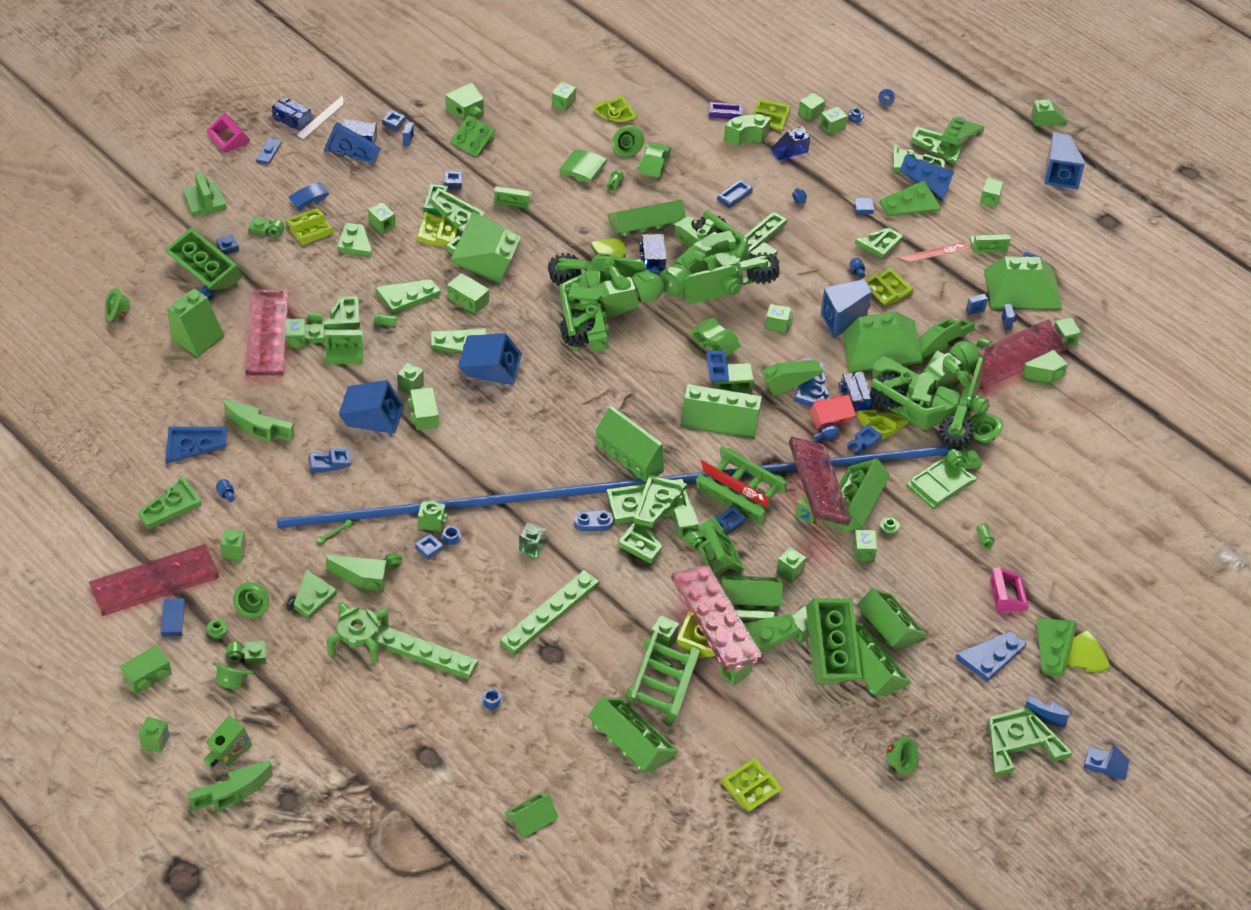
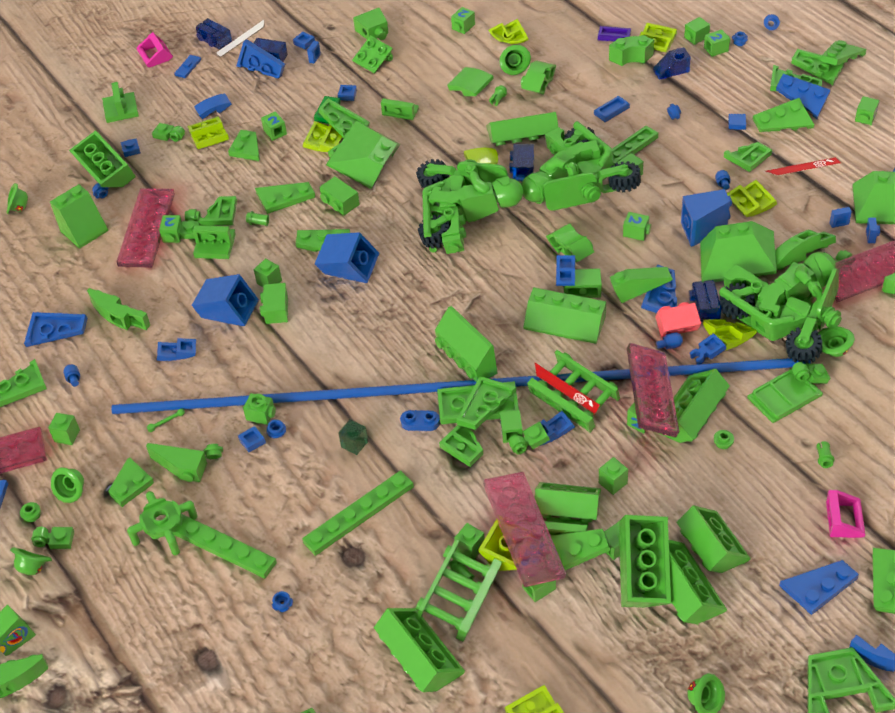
camera: 15 degrees right, 0 degrees up
(720, 552) = (541, 459): bright green bracket -> none
(865, 545) = (694, 459): bright green brick -> none
(990, 243) = (861, 158): bright green panel -> none

